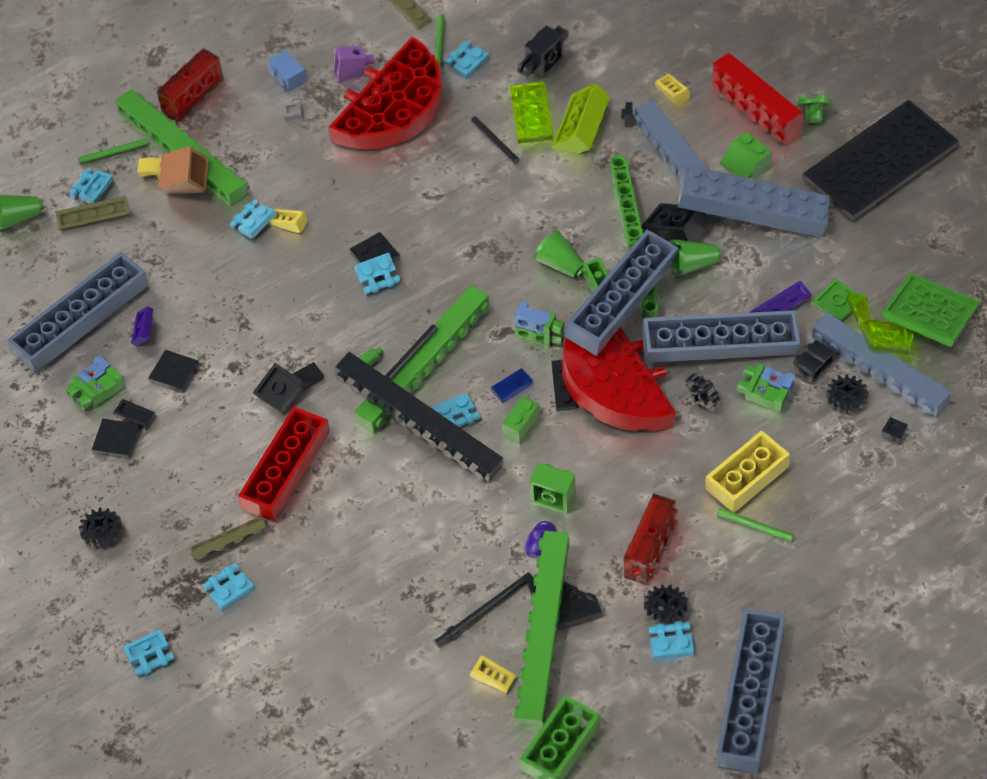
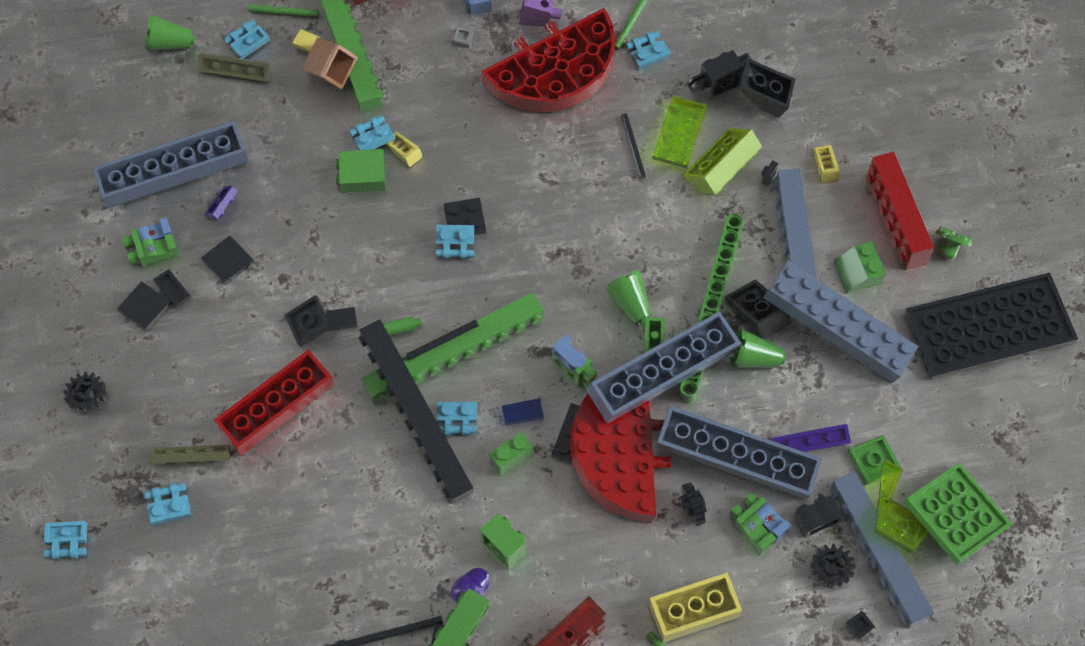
camera: 20 degrees right, 10 degrees up
(259, 251) = (361, 170): none -> bright green brick
(591, 46) = (766, 87): none -> black slope

